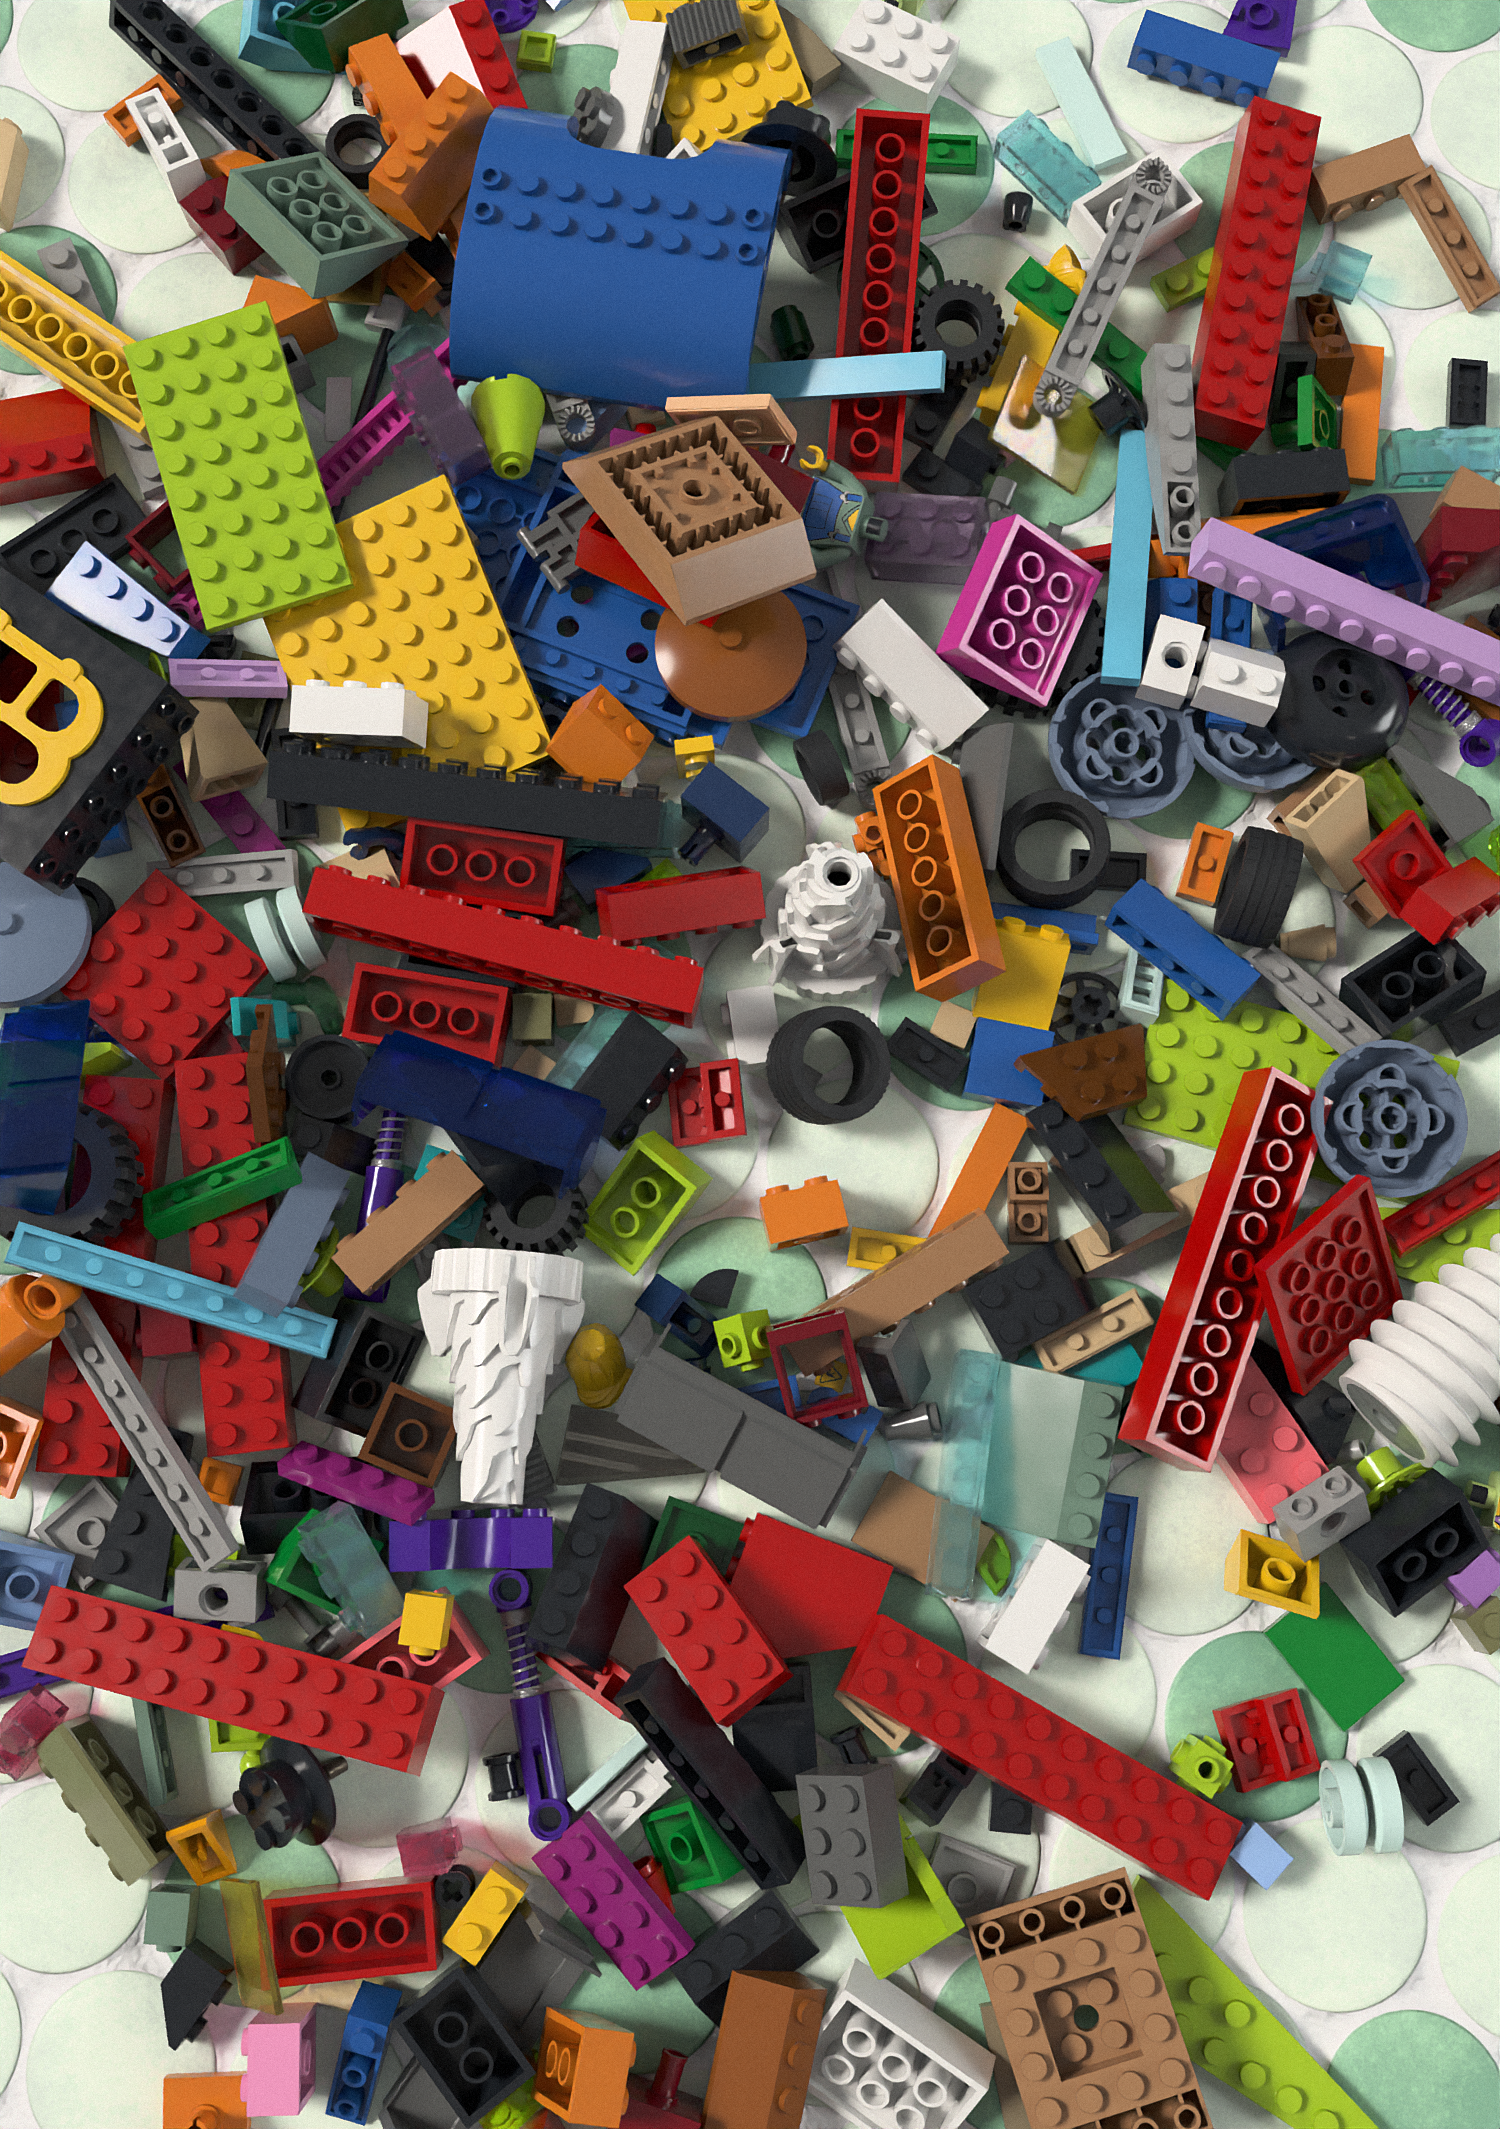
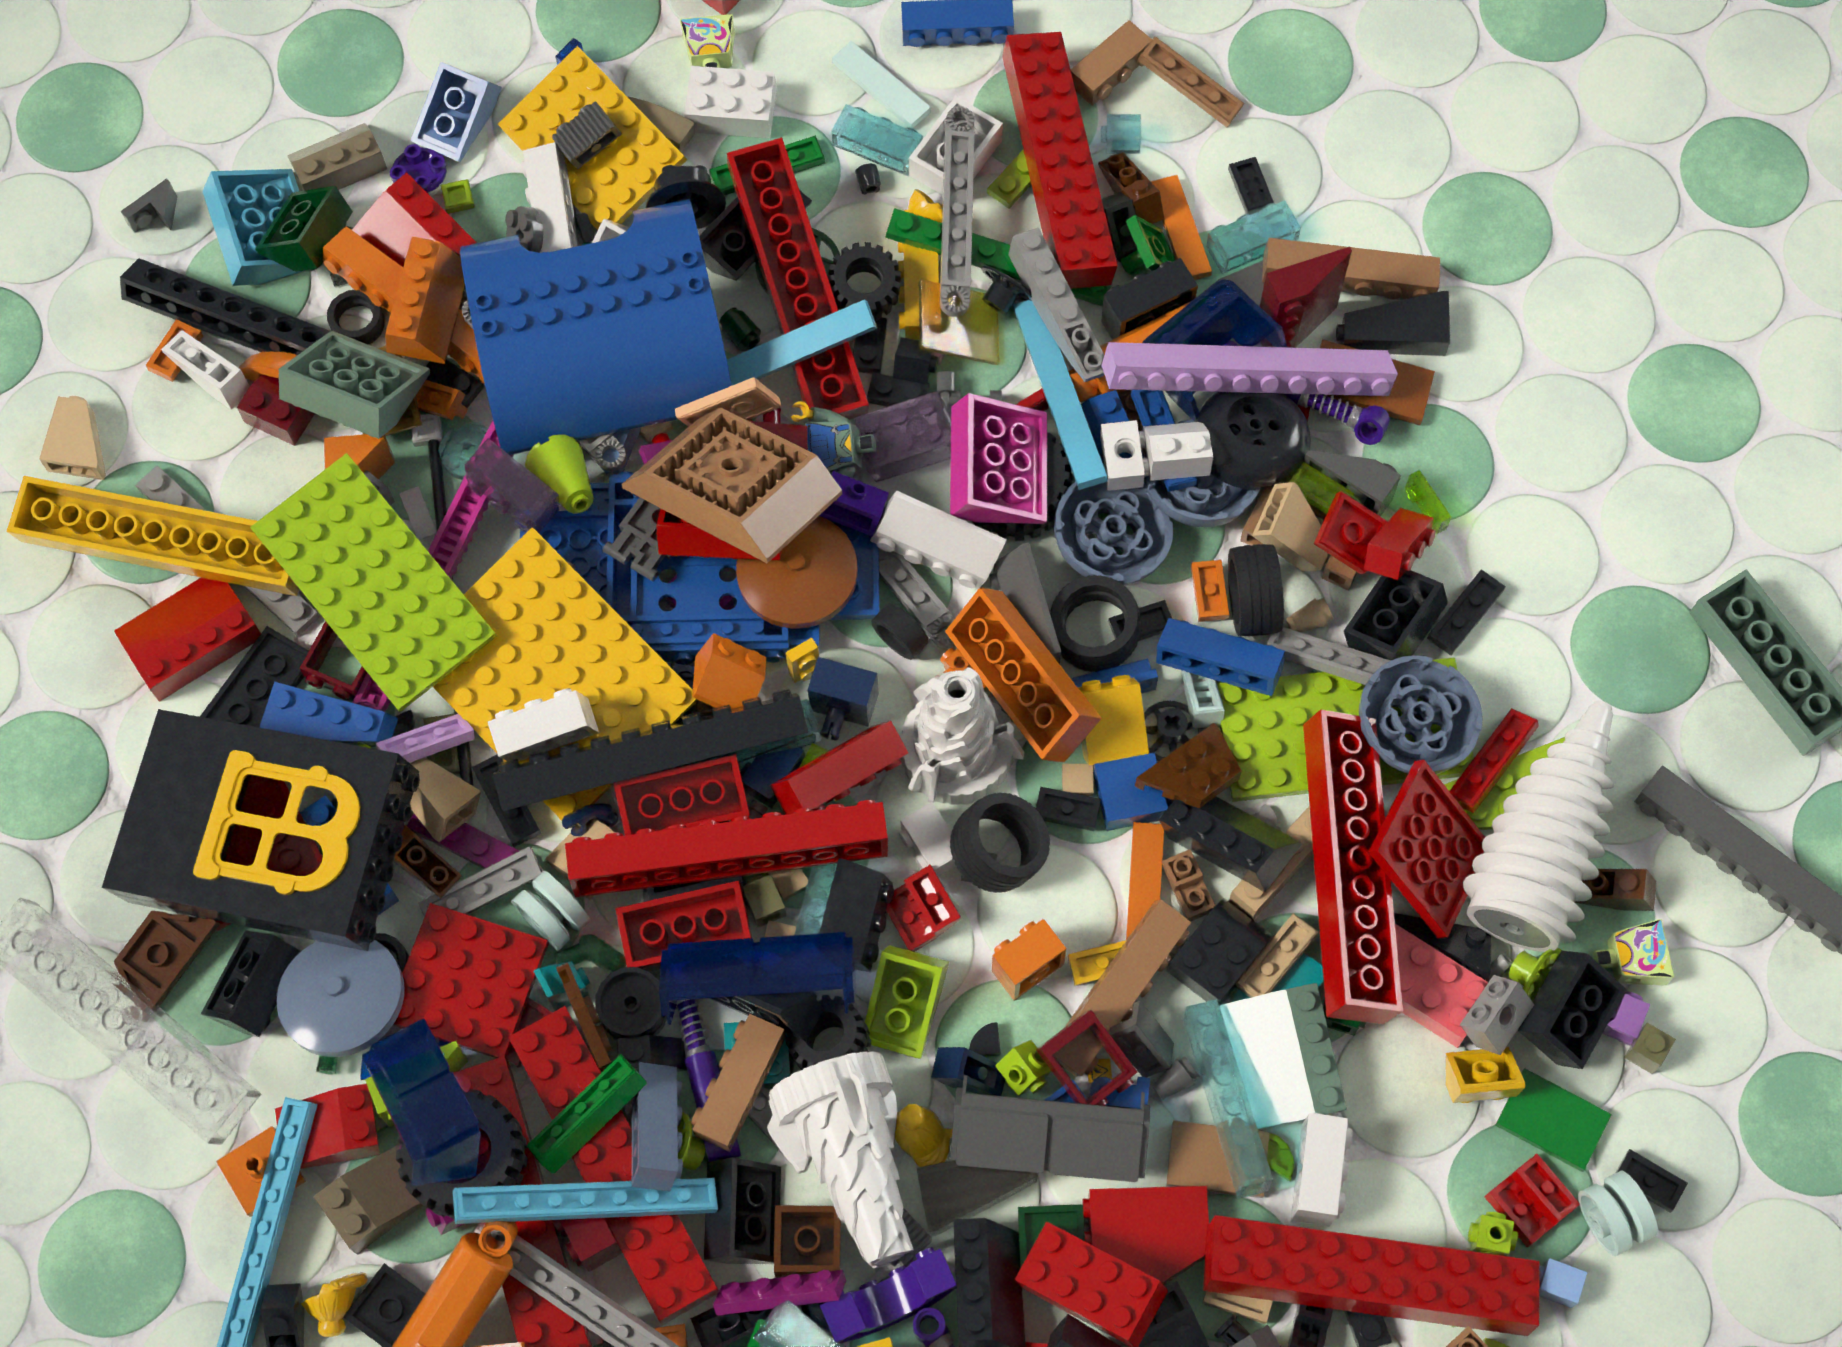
camera: 20 degrees left, 10 degrees down
(832, 597) = (858, 506): none -> dark purple brick
(1109, 1581) = (1367, 1133): blue tile -> none

